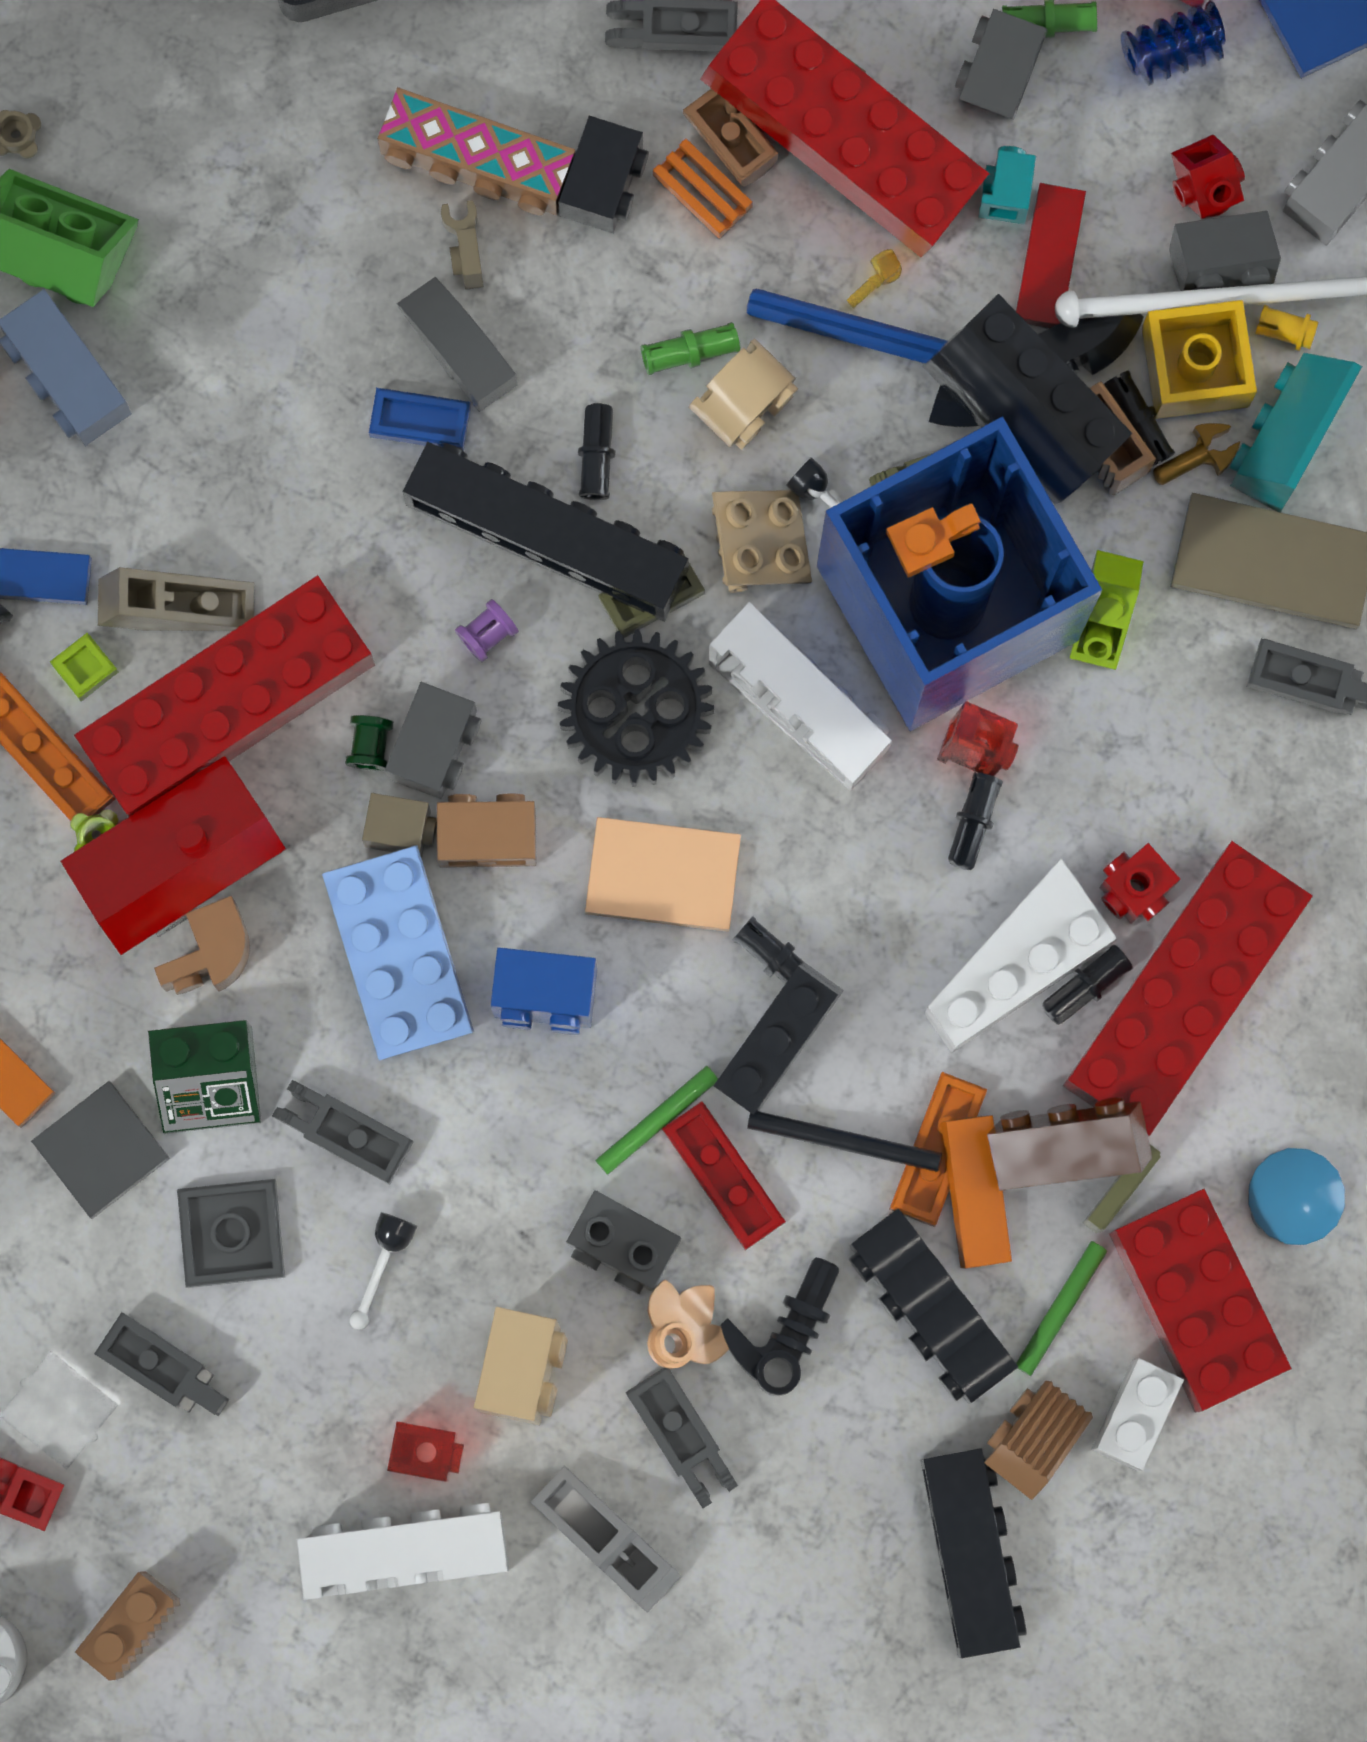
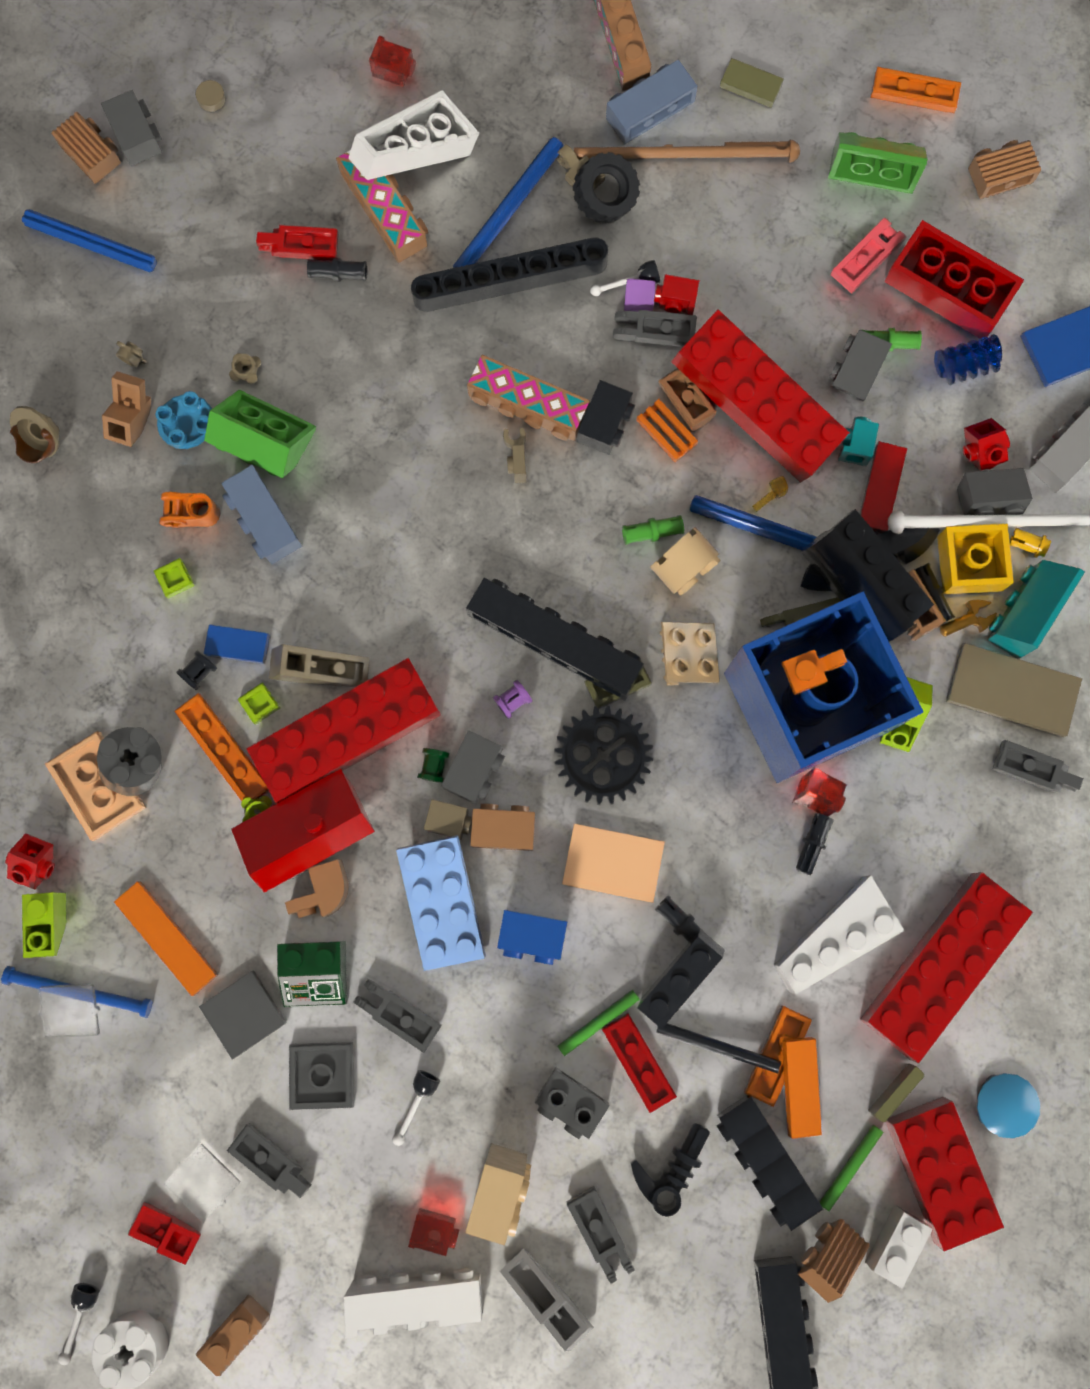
camera: 10 degrees right, 0 degrees up
(419, 418) = (480, 562): blue tile -> none
(458, 343) = (508, 517): dark grey slope -> none
(596, 452) = (589, 590): black axle -> none
(688, 1321) = (609, 1158): light nougat plate -> none
(798, 696) = (708, 757): white wedge -> none
(811, 483) = (723, 620): black hinge -> none
(1069, 1144) = (866, 1065): brick -> none
(1087, 985) = (880, 956): black axle -> none
(1146, 870) = (928, 893): red brick -> none

